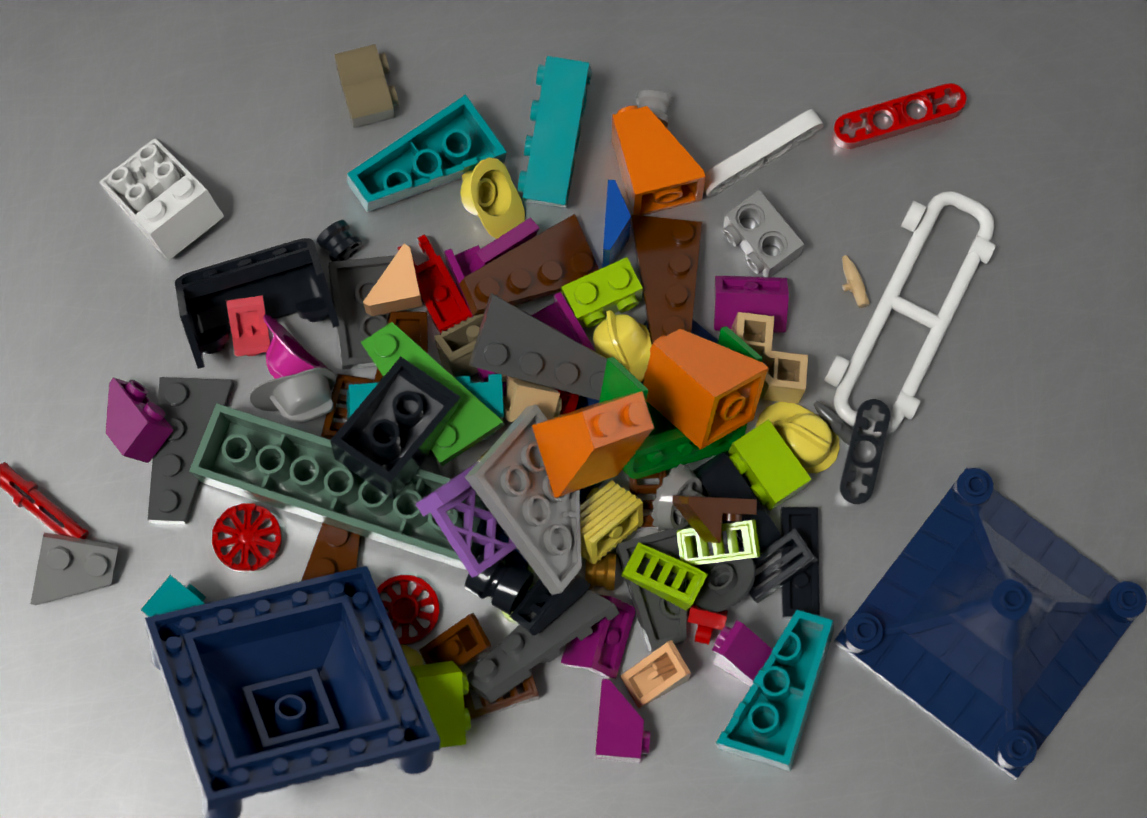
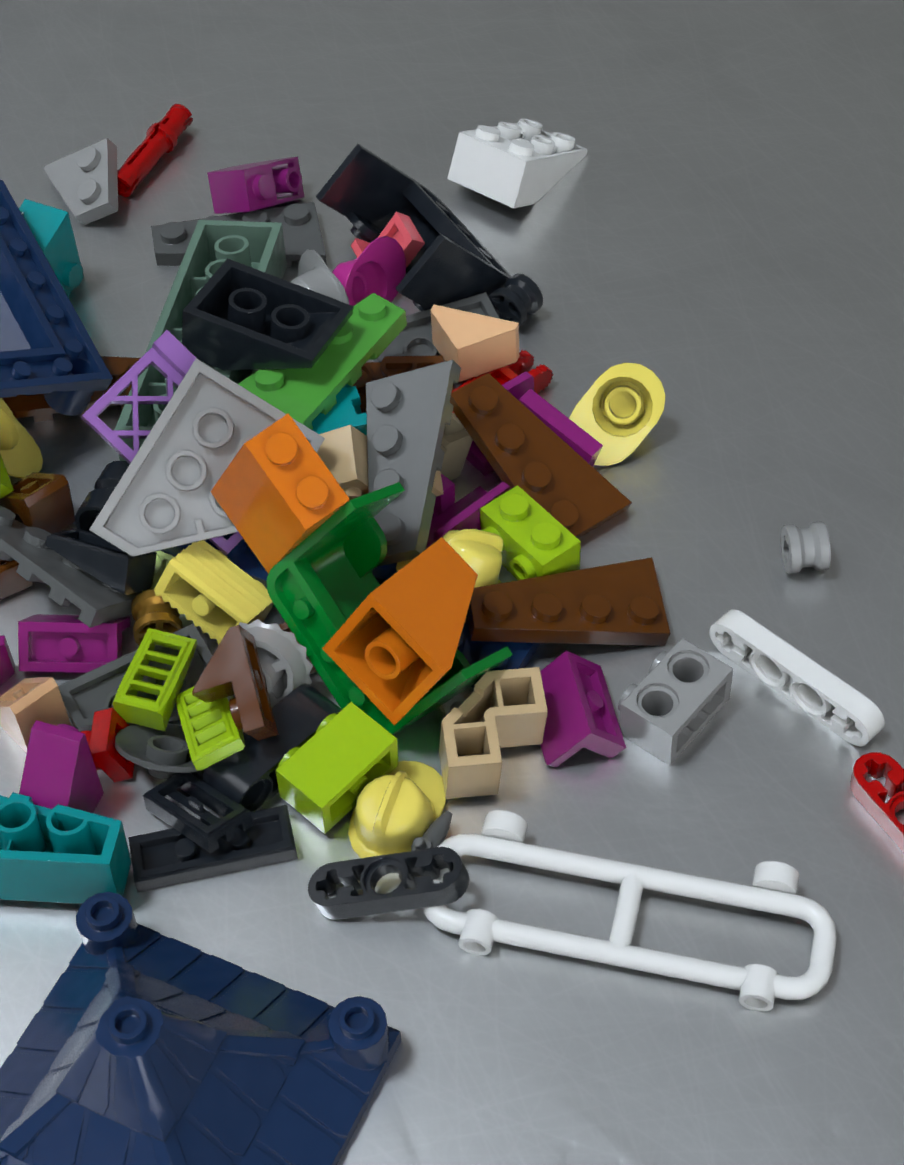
camera: 80 degrees right, 25 degrees down
(246, 537) = (140, 307): red wheel -> none
(365, 85) = (716, 282): dark tan brick -> none
(406, 609) = (78, 455): red wheel -> none
(426, 157) = (636, 328): teal wedge -> none
(555, 131) = (732, 451): teal wedge -> none
(616, 224) = (620, 521): blue slope -> none
(653, 163) = (720, 543): orange slope -> none
(854, 283) = (647, 833): tan helmet -> none

